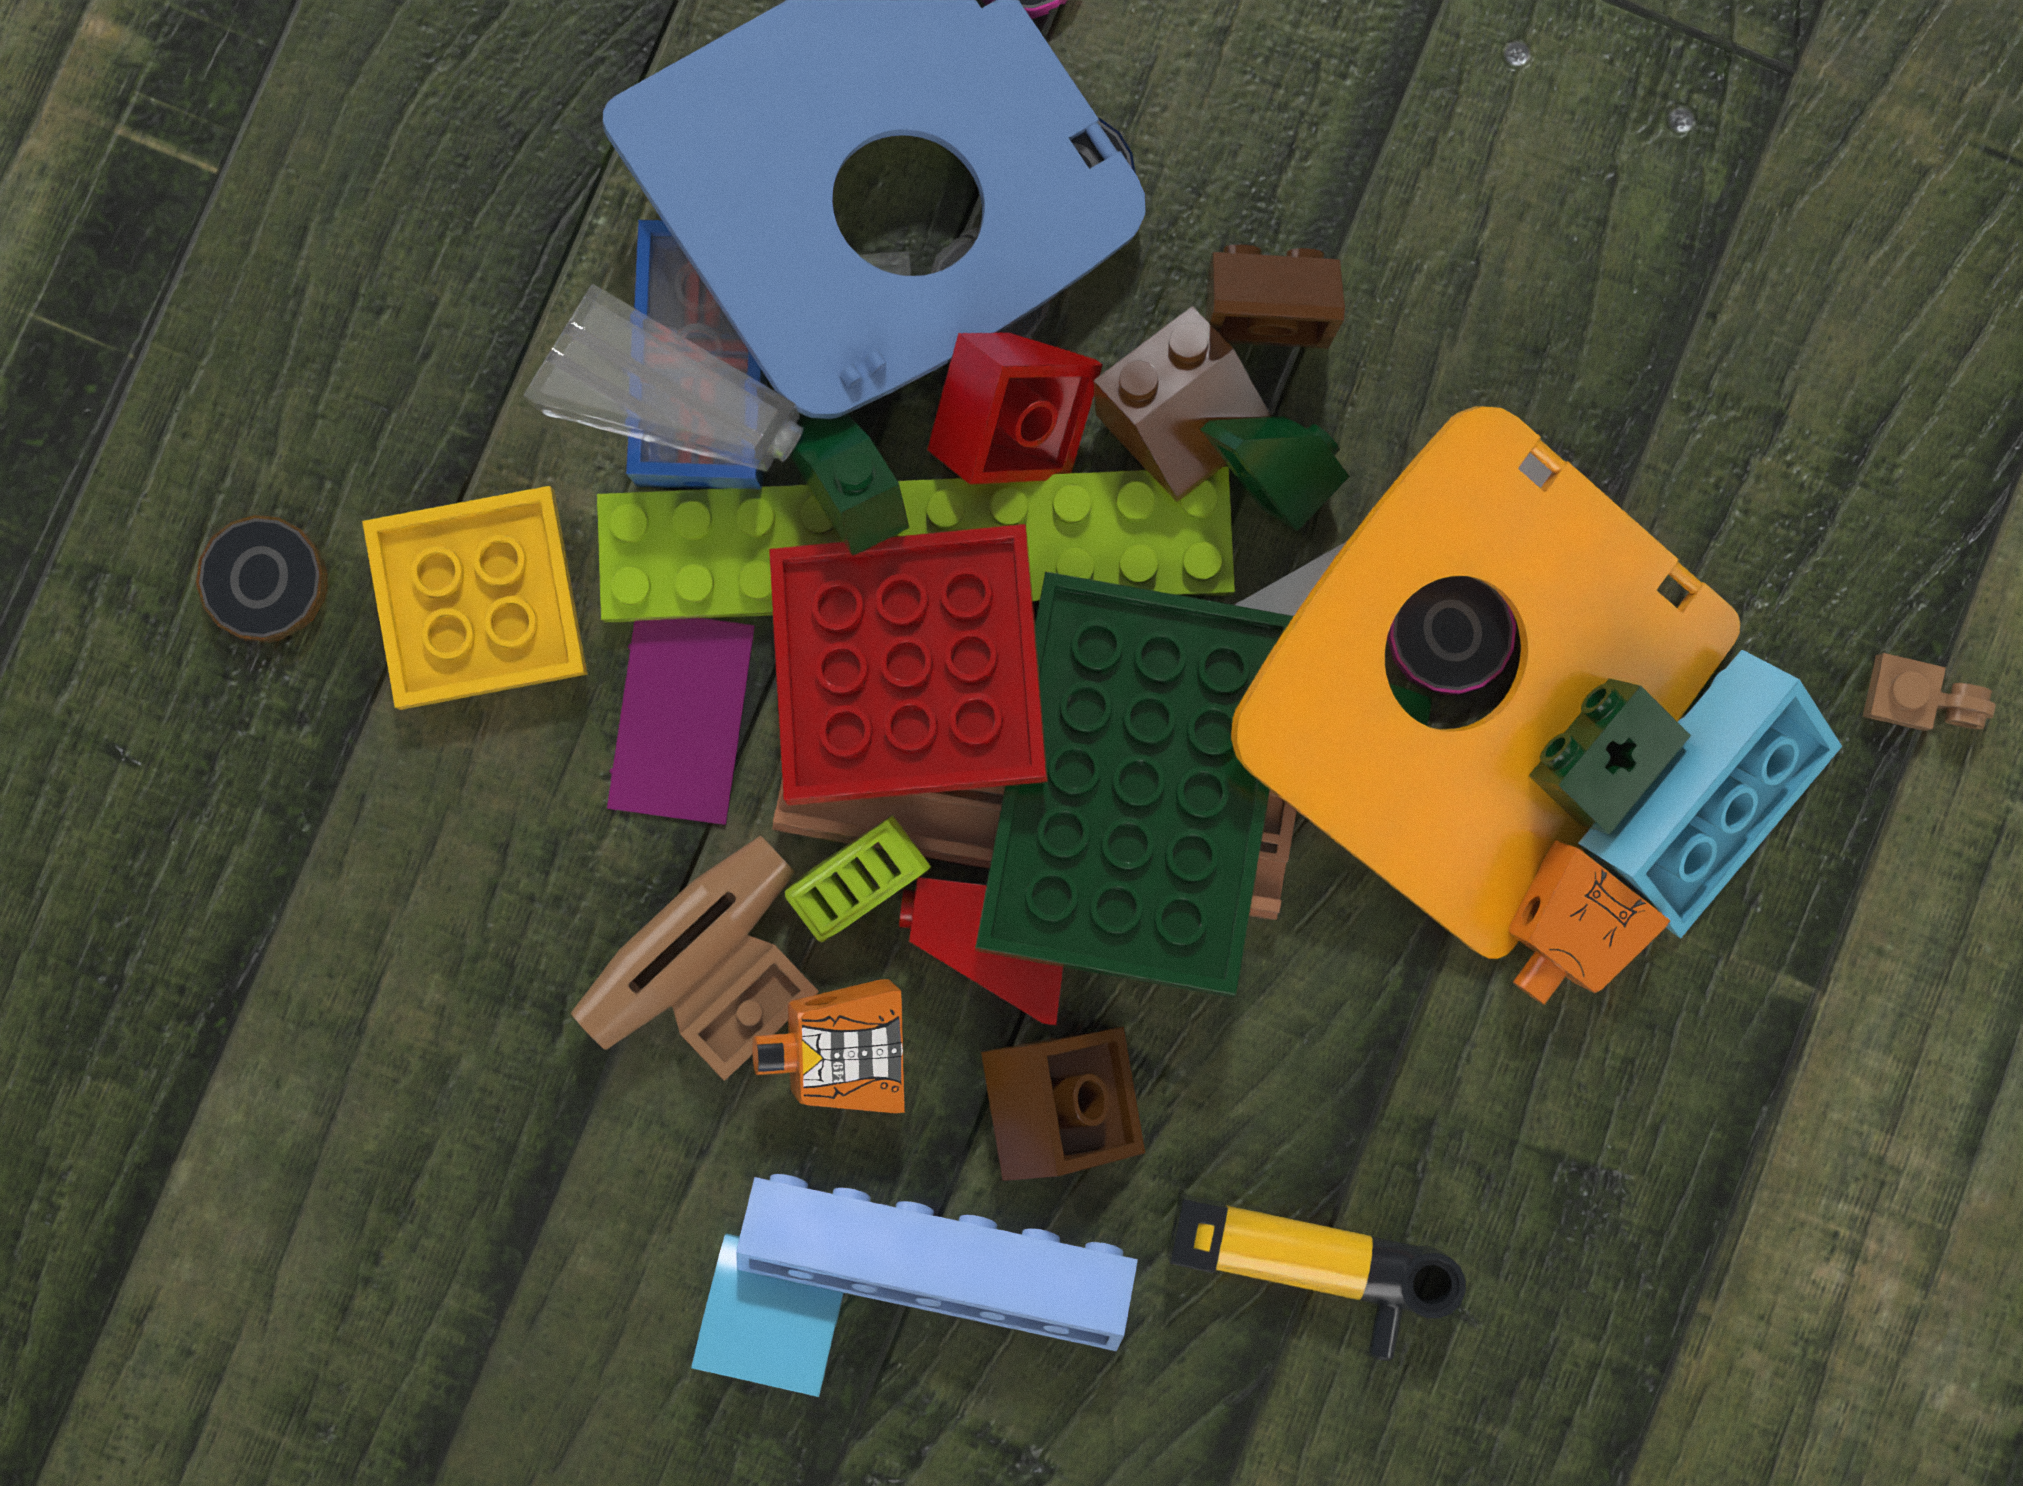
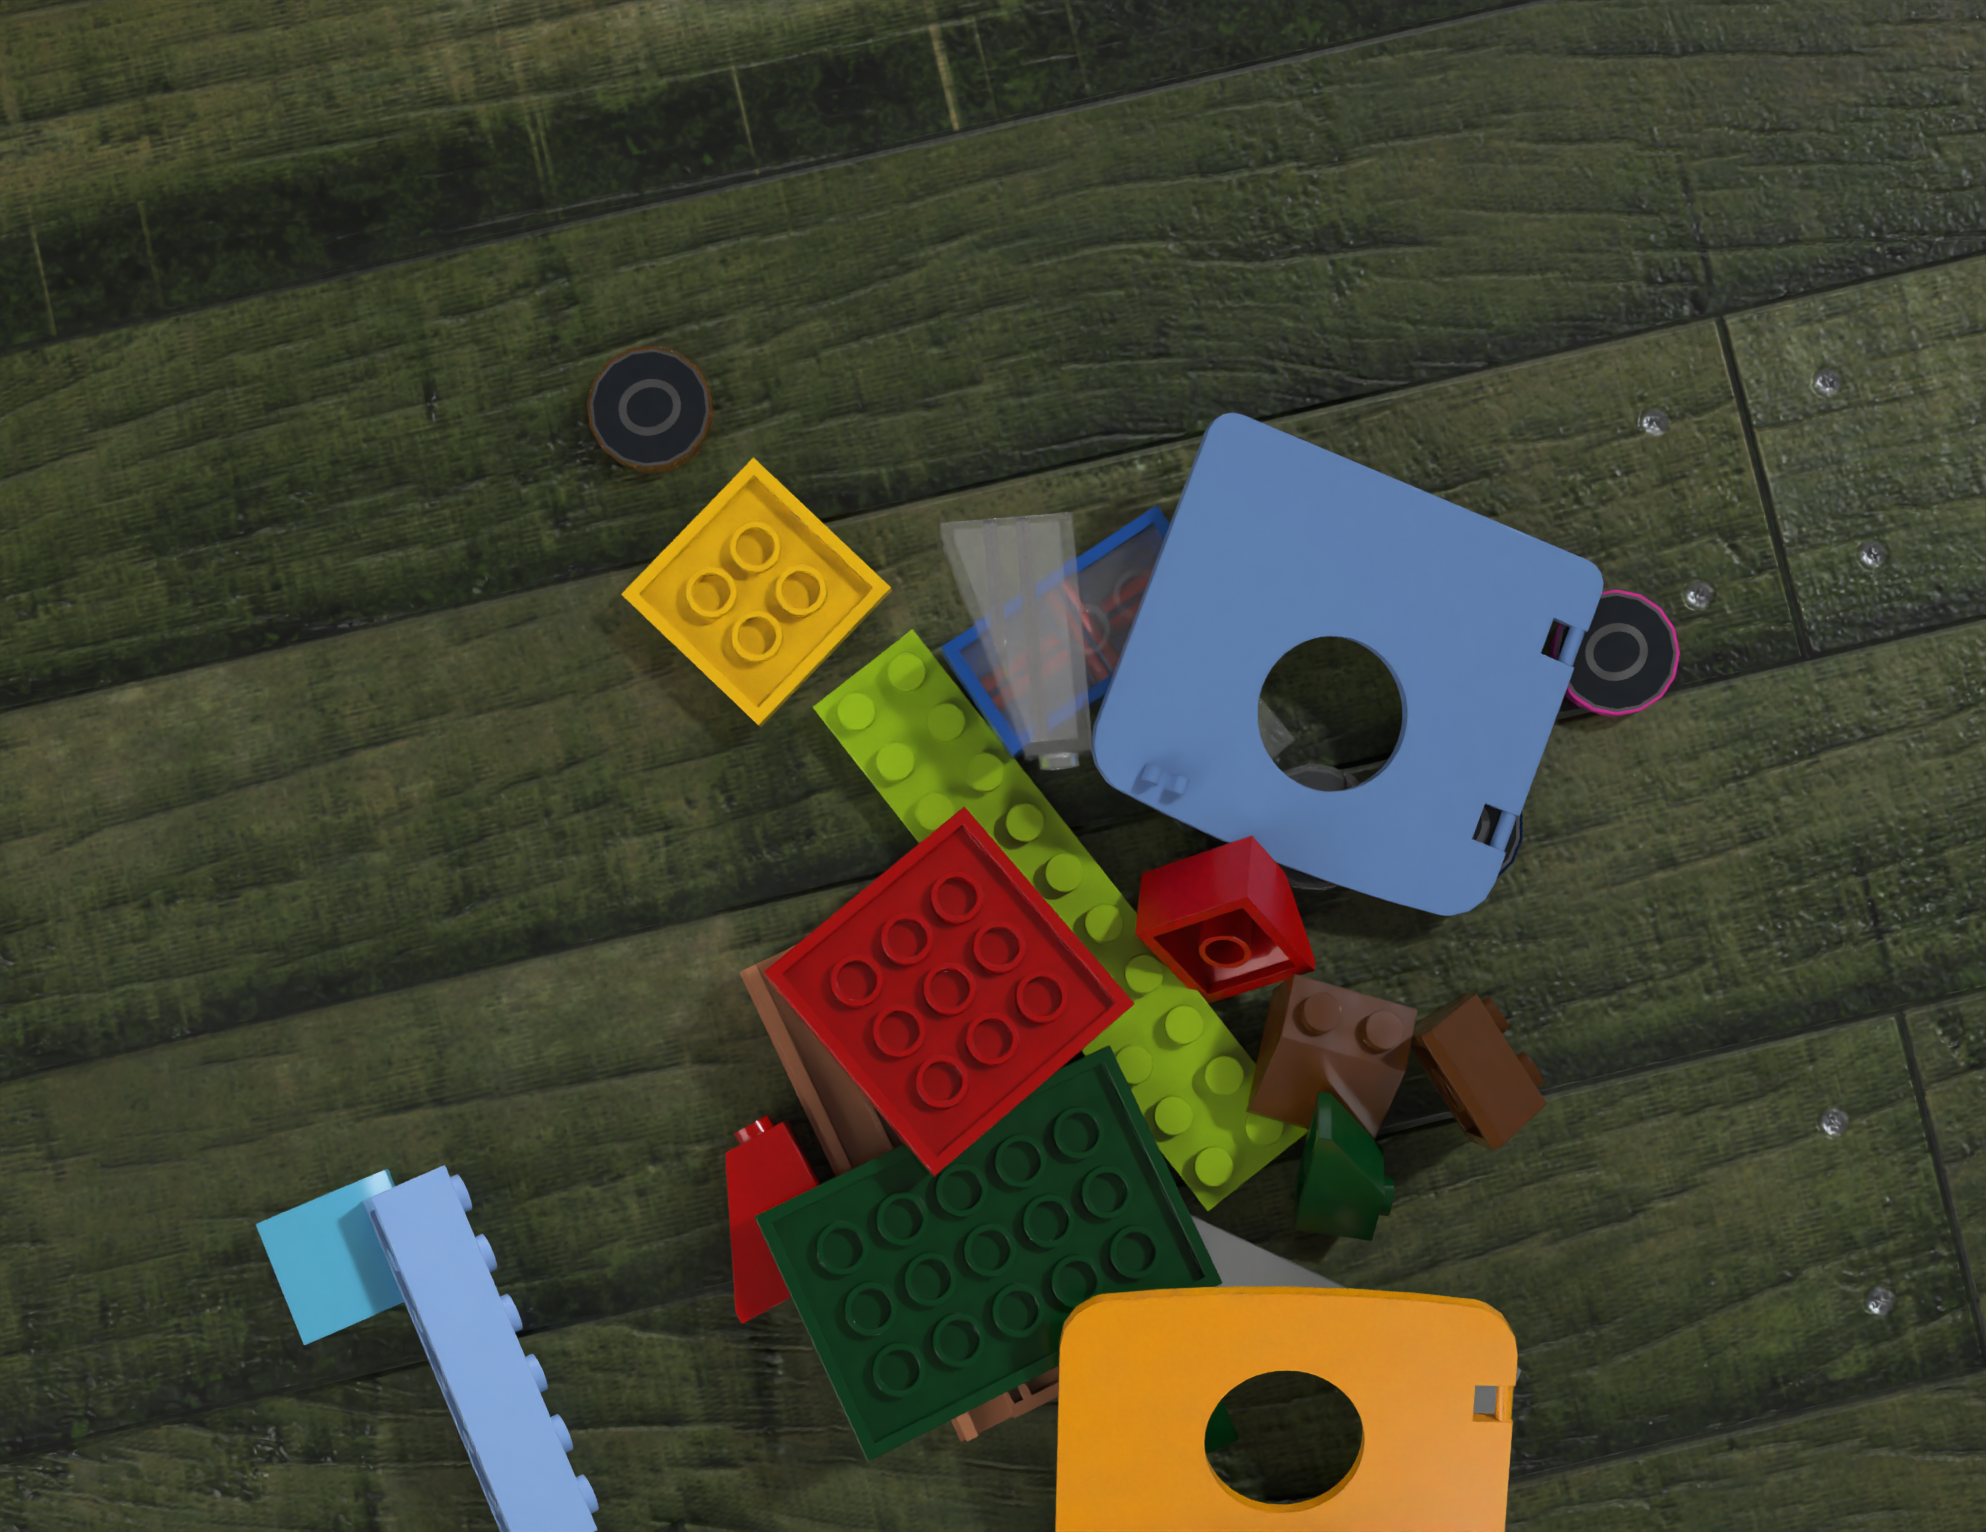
camera: 55 degrees right, 0 degrees up
(681, 718) = (779, 828): magenta window -> none
(704, 965) = (591, 989): medium nougat plate -> none
(826, 904) = (709, 1059): lime slope -> none
(841, 1049) = (599, 1160): torso -> none
(850, 481) = (1066, 834): dark green slope -> none
(1063, 1104) = (683, 1373): reddish brown slope -> none
(1453, 635) = (1300, 1425): black tile -> none

